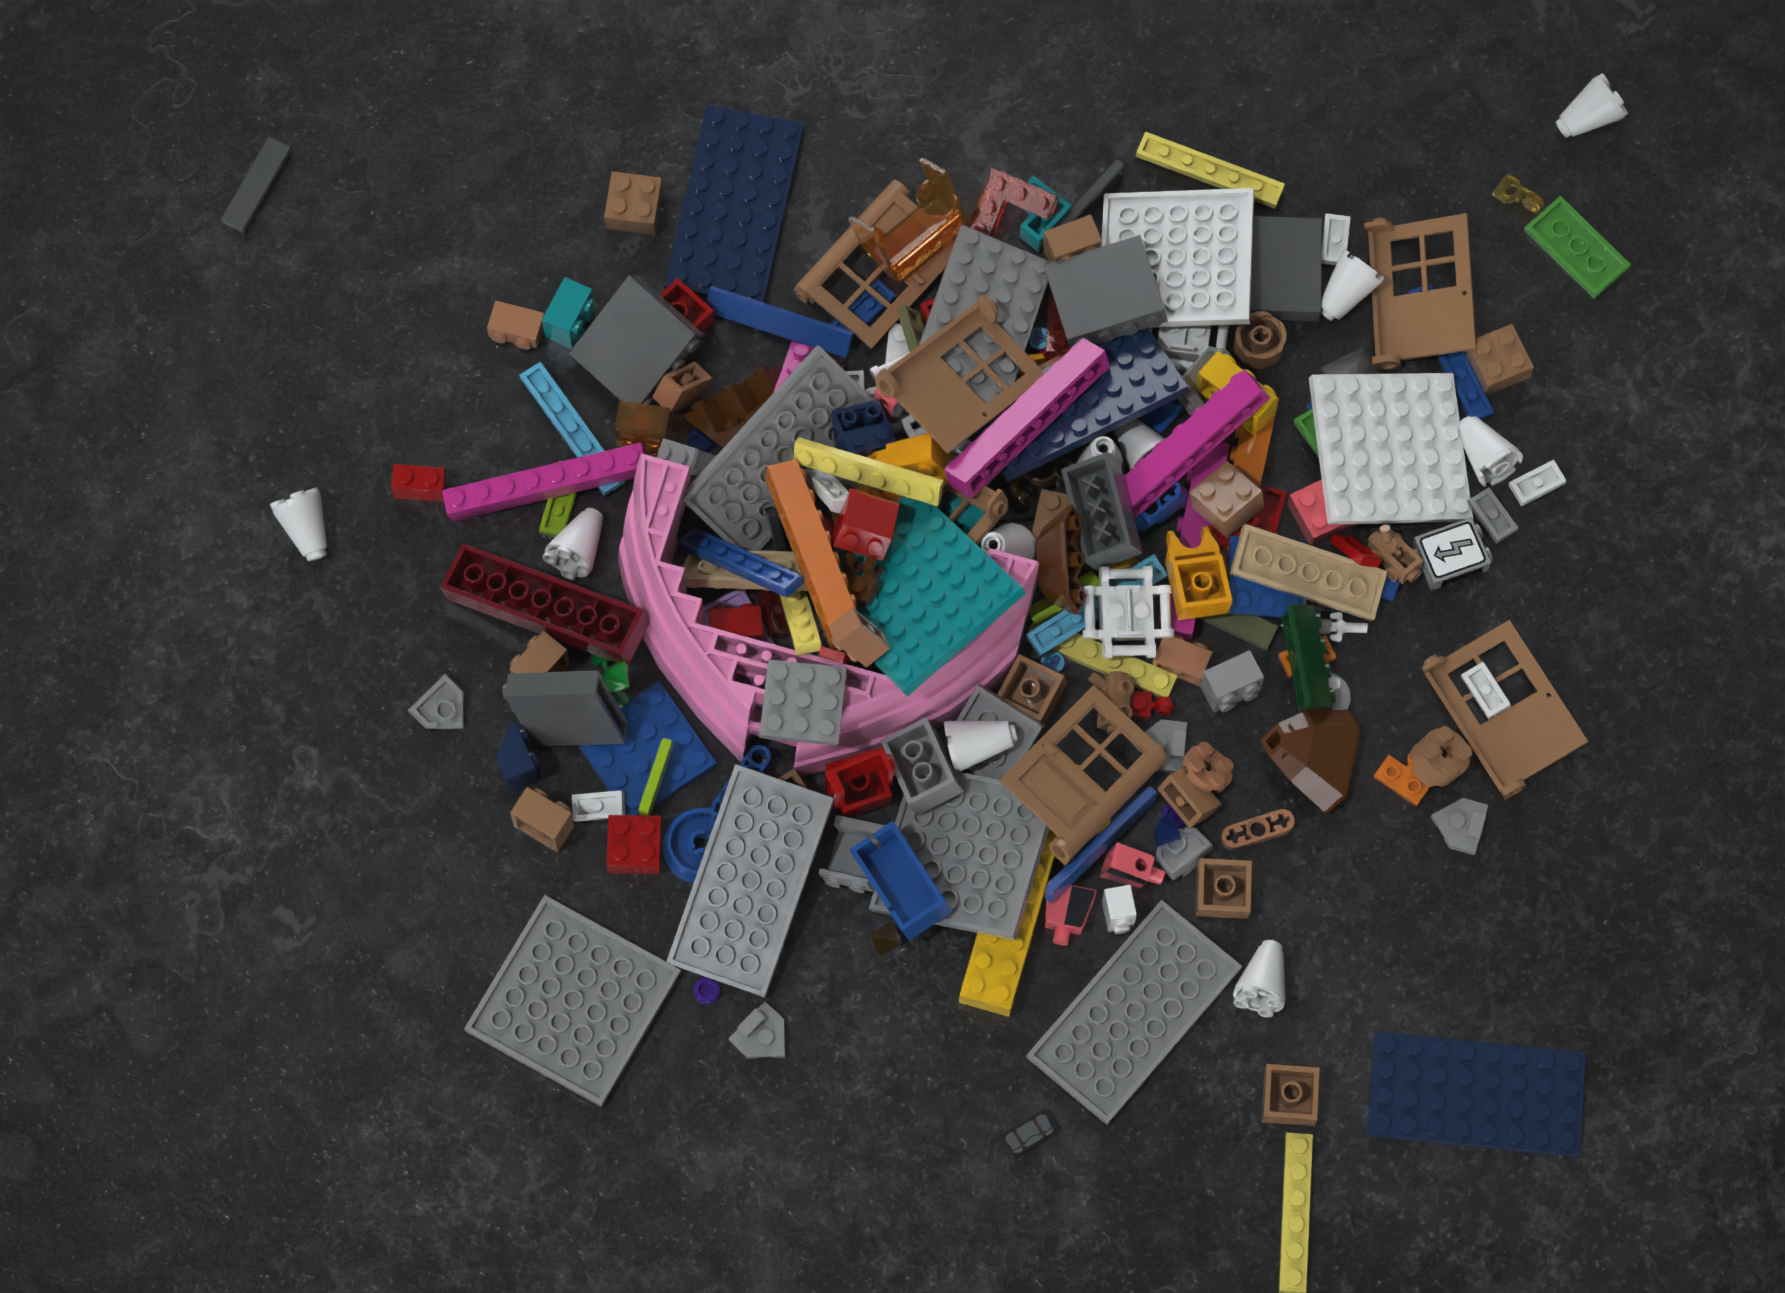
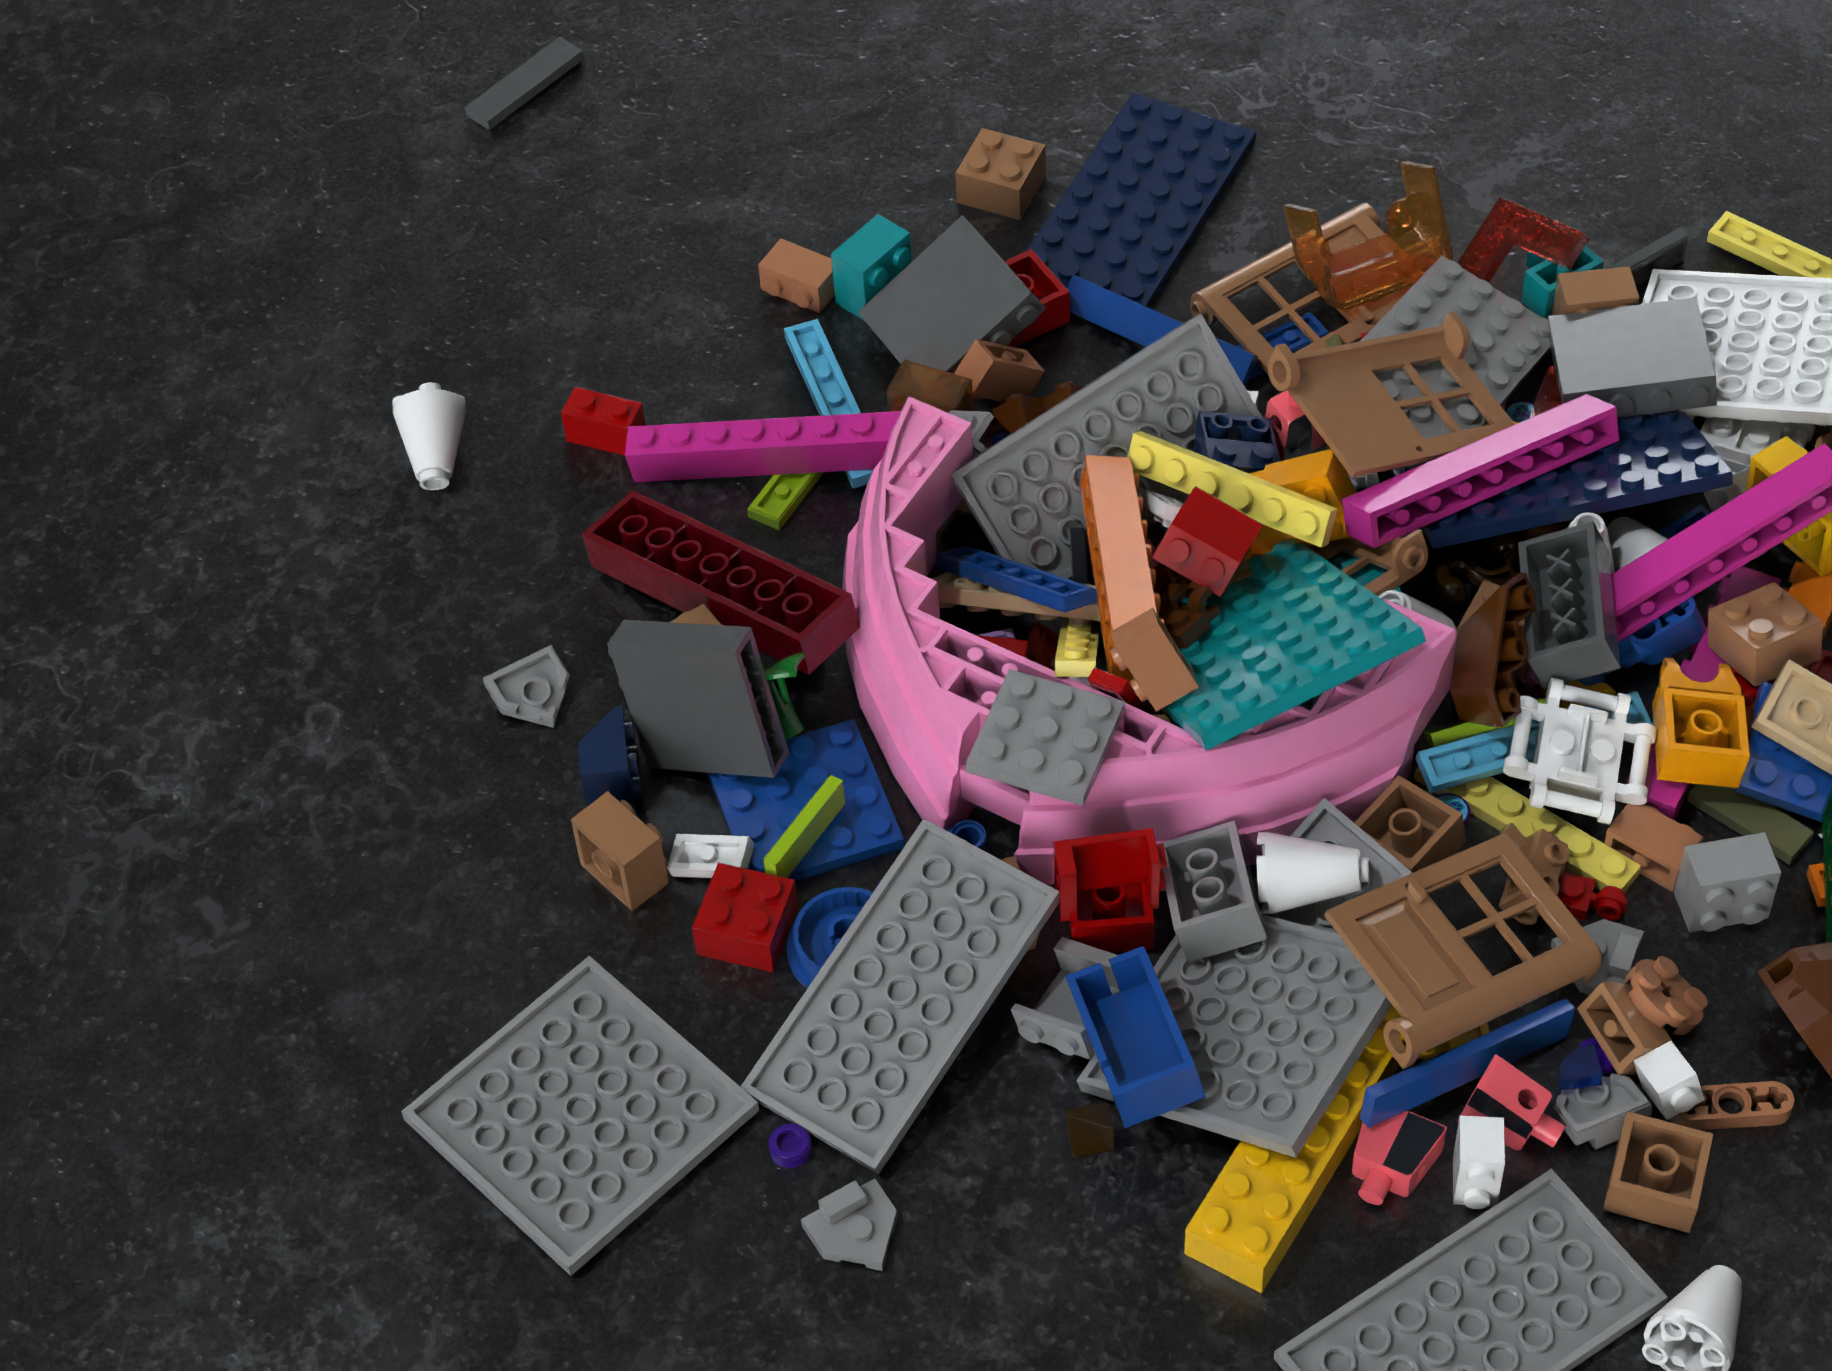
camera: 20 degrees right, 20 degrees down
(576, 545) = (791, 526): white cone -> none
(1220, 828) = (1669, 1080): none -> white brick

